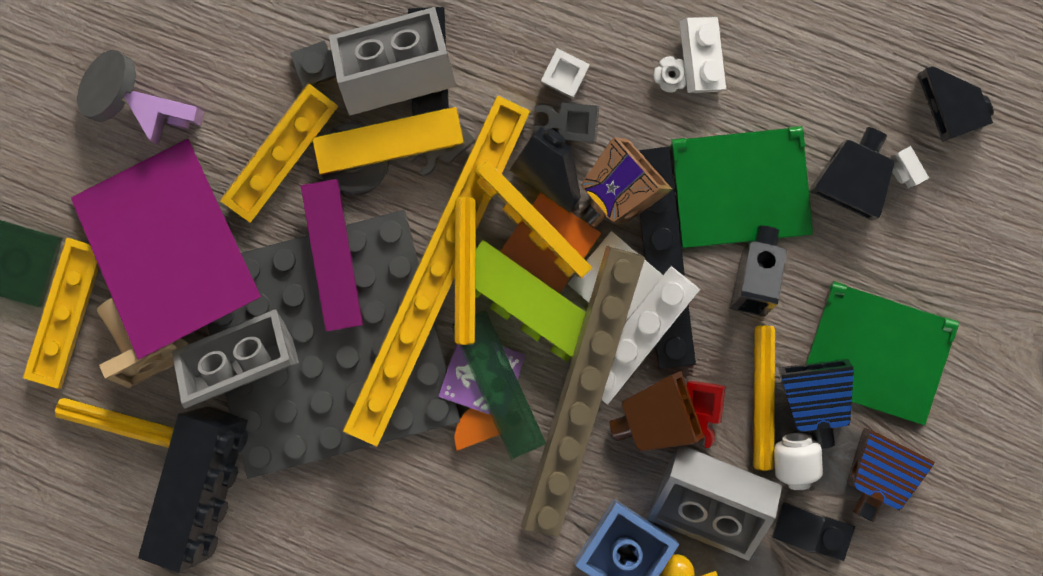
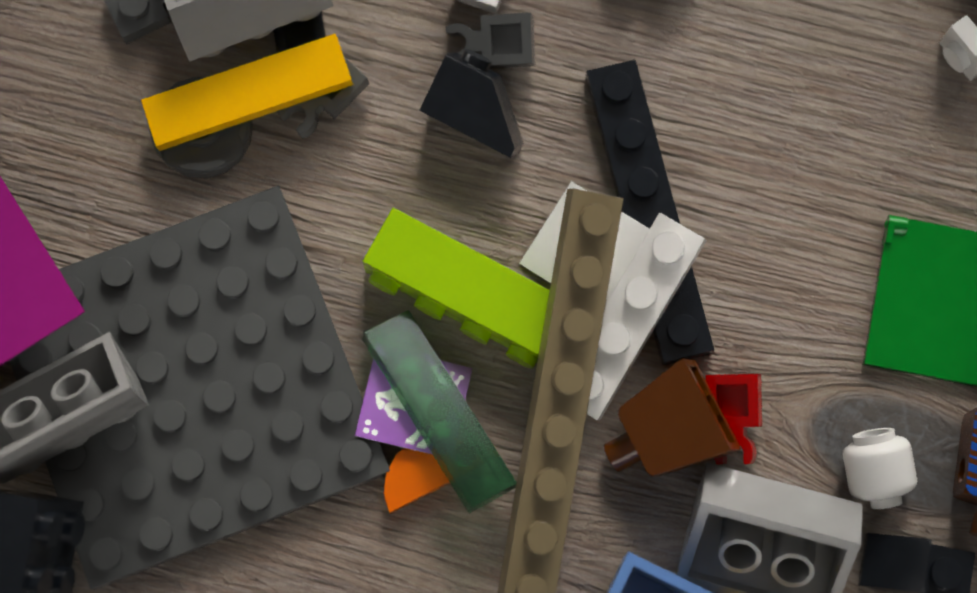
camera: 10 degrees left, 10 degrees down
(279, 153) = (96, 128): yellow plate -> none
(331, 255) = (183, 255): magenta tile -> none
(431, 280) = (329, 267): yellow plate -> none
(465, 270) = (373, 251): yellow axle -> none
(519, 210) = (442, 158): yellow plate -> none
(541, 263) = (490, 204): orange tile -> none
(621, 184) = (577, 113): torso -> none
(741, 183) = (743, 104): green piece -> none
(757, 287) = (785, 214): black torso -> none
(764, 398) = (817, 387): yellow axle -> none
(819, 397) = (896, 374): torso -> none
(857, 176) = (900, 69): black torso -> none

